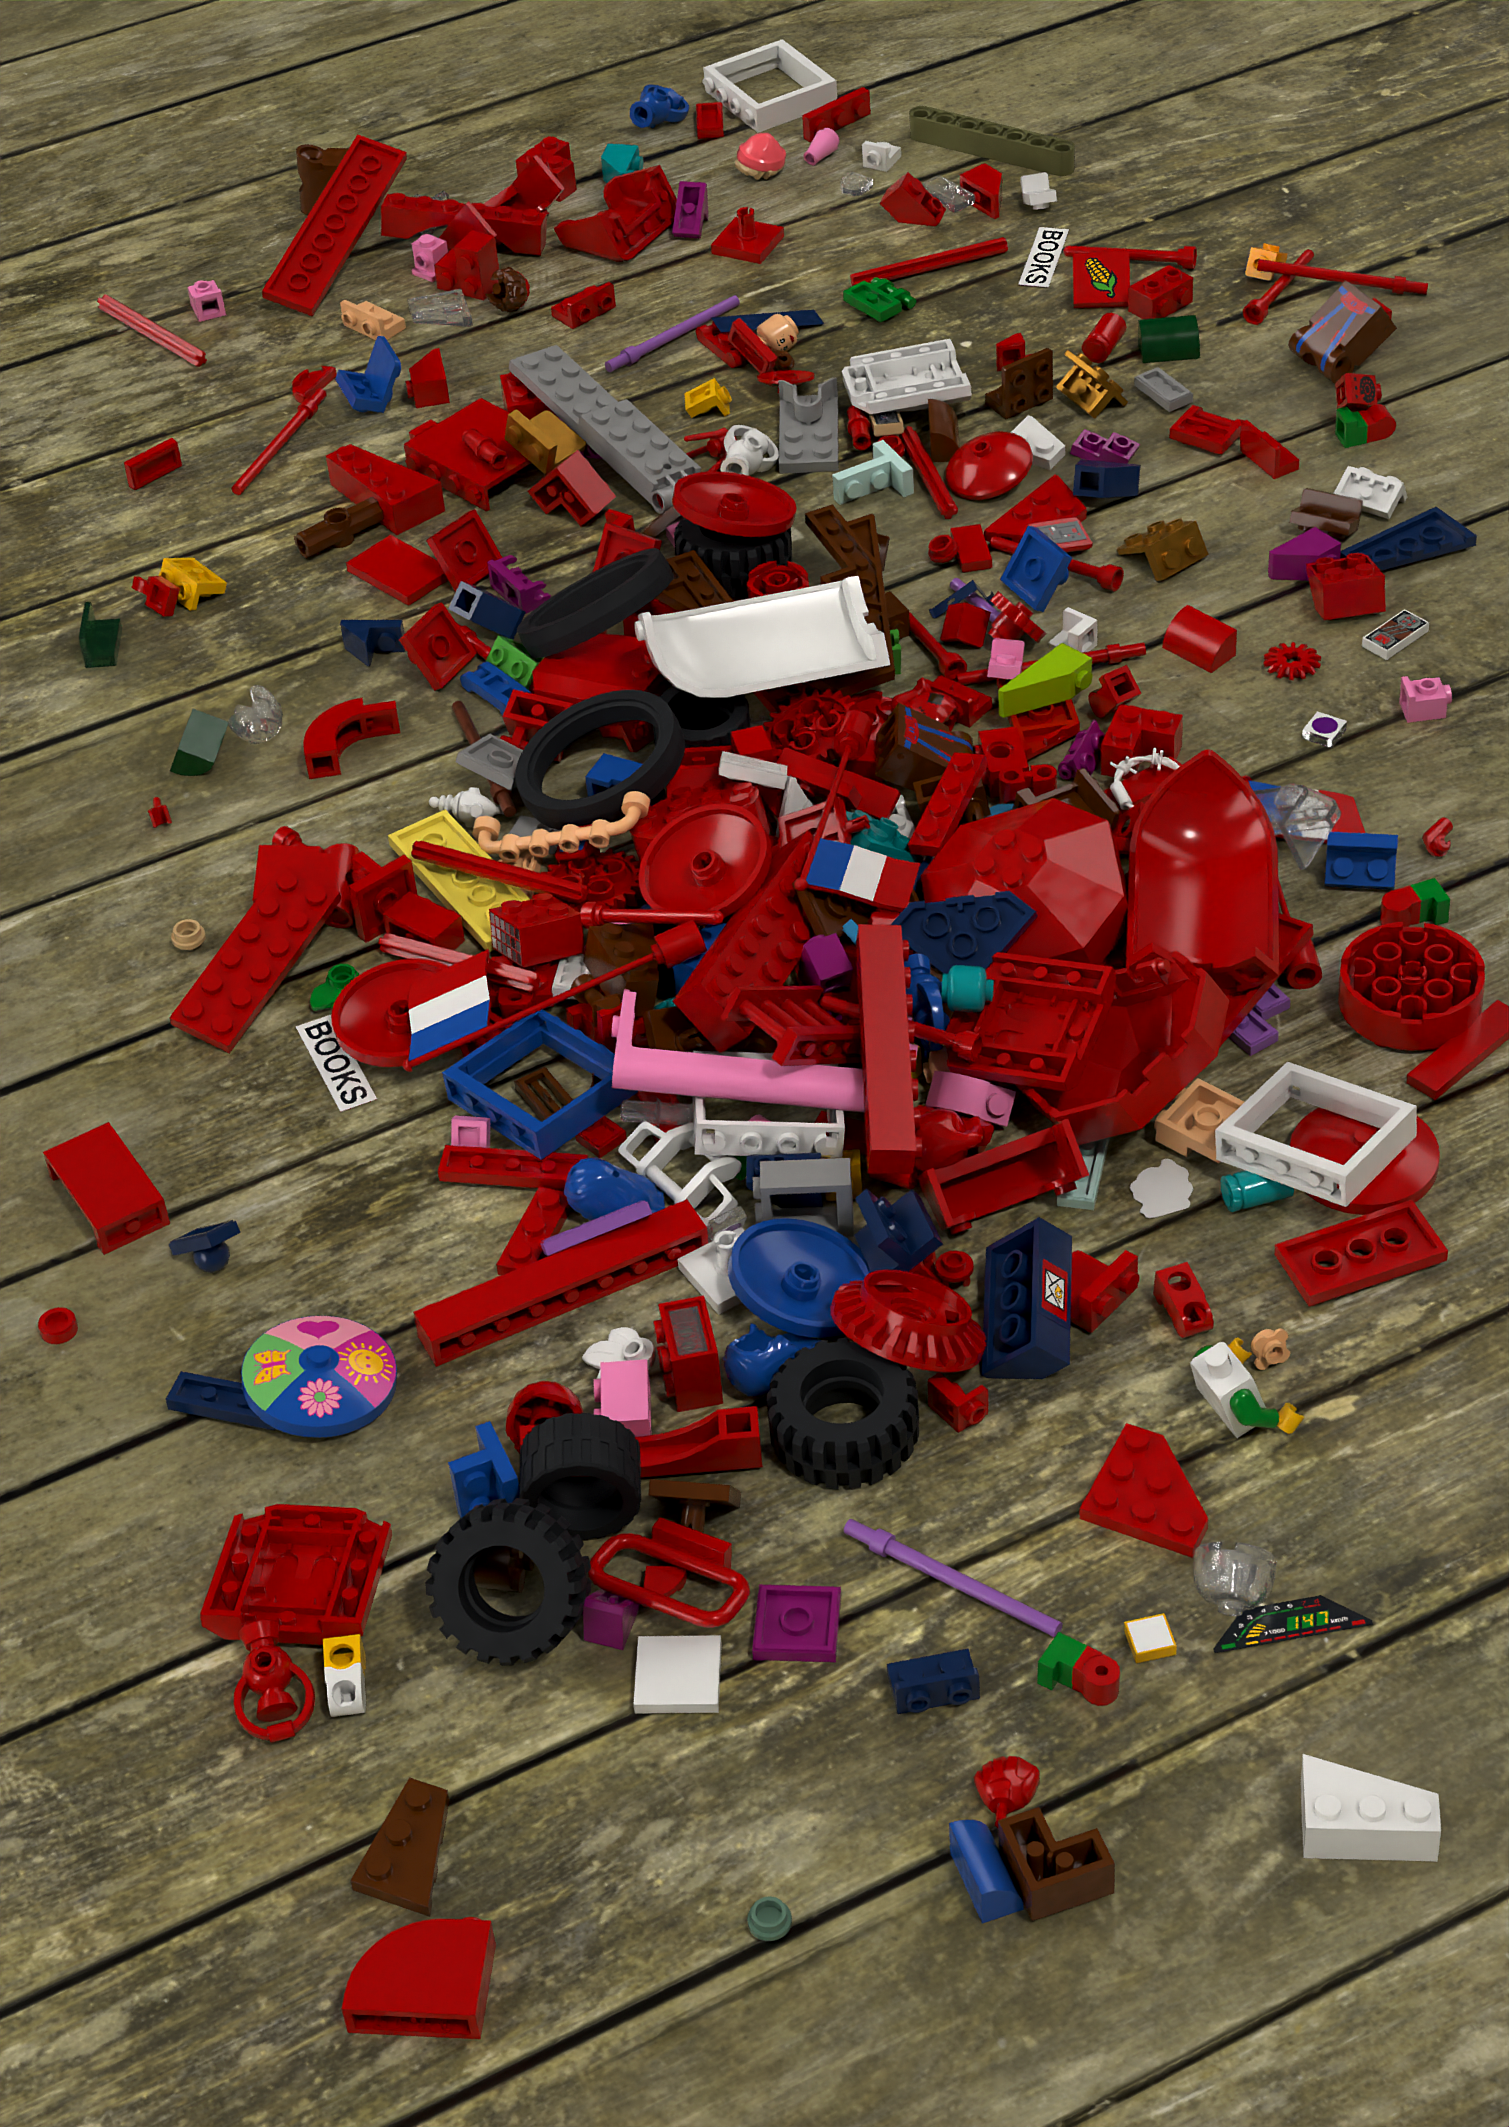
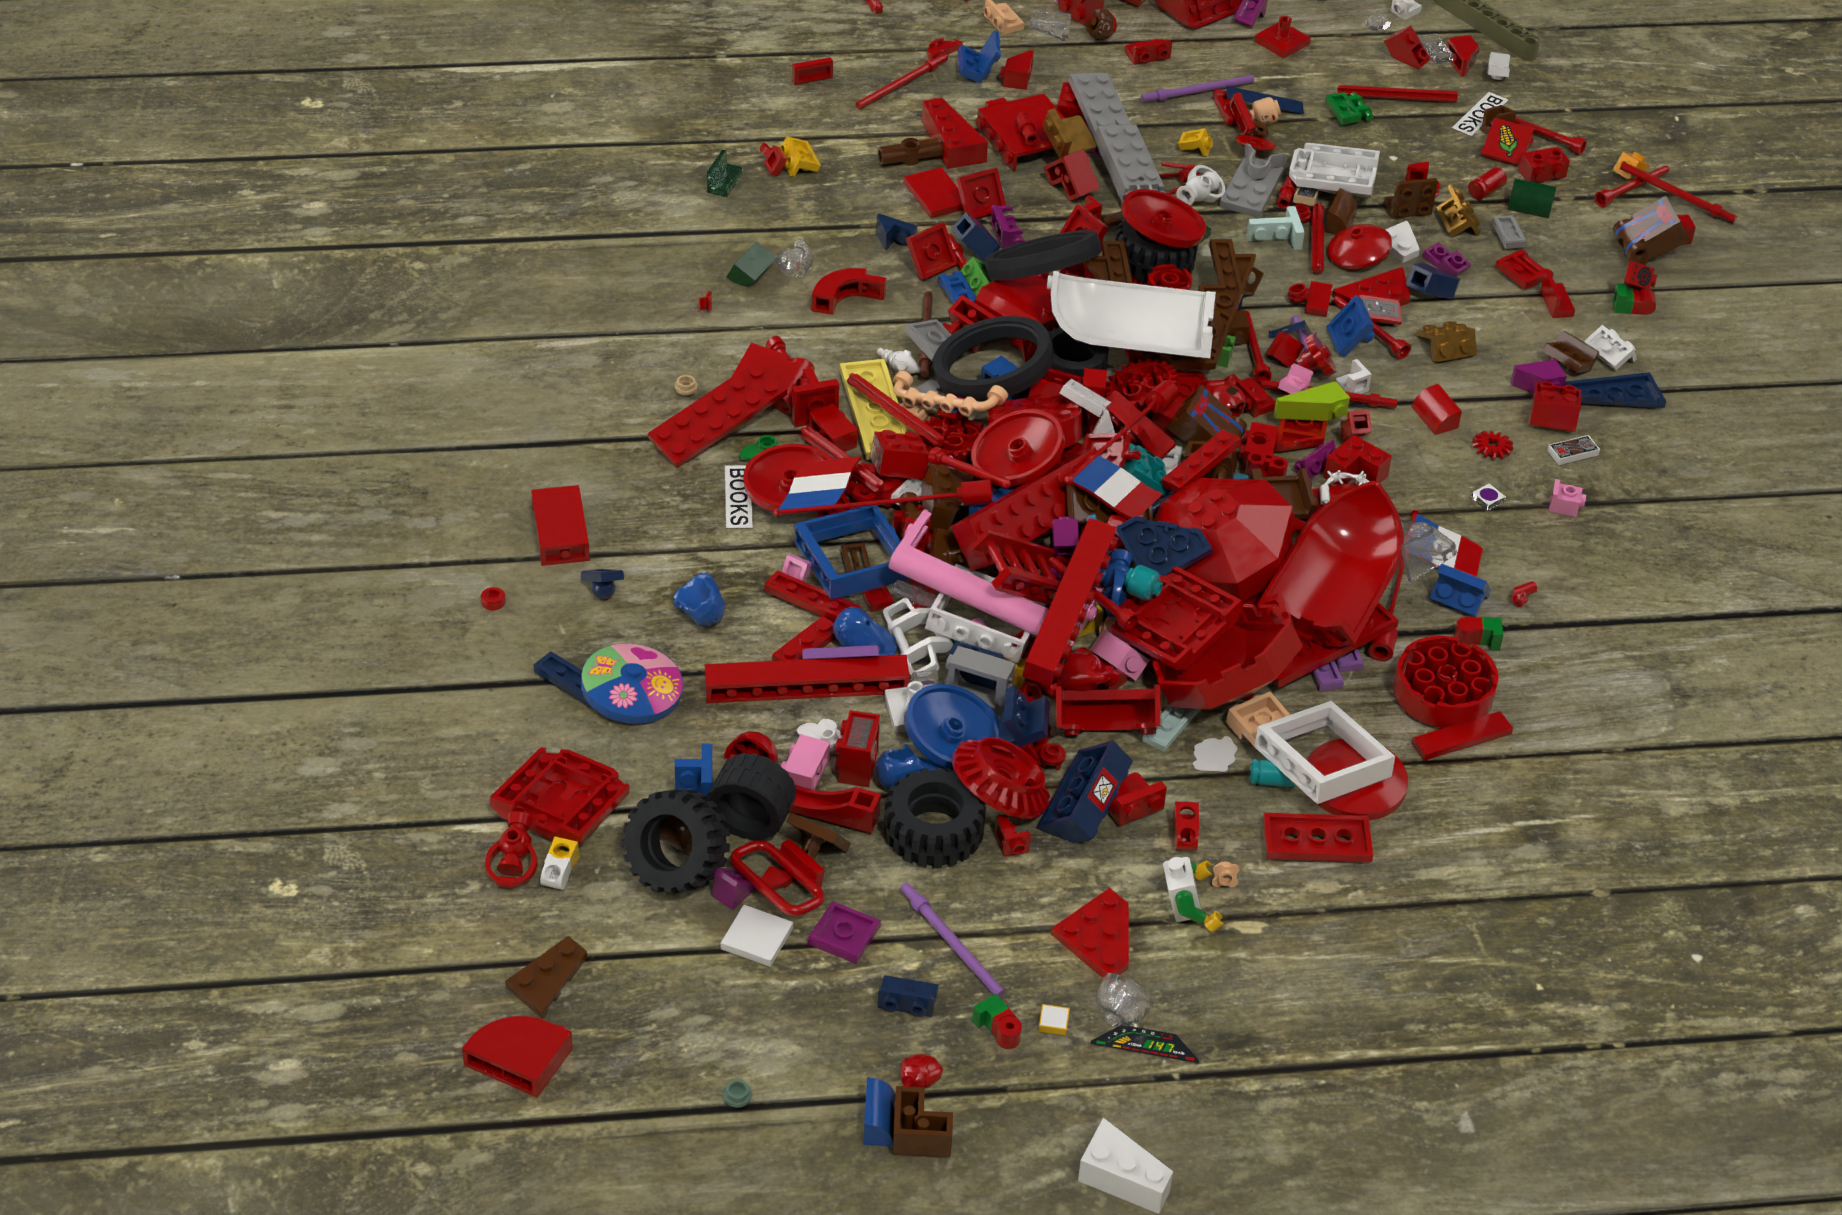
camera: 15 degrees right, 0 degrees up
(360, 1223) = (701, 600): none -> blue piece
(881, 1187) = (1033, 688): none -> red plate
(1064, 254) = (1499, 112): none -> reddish brown window

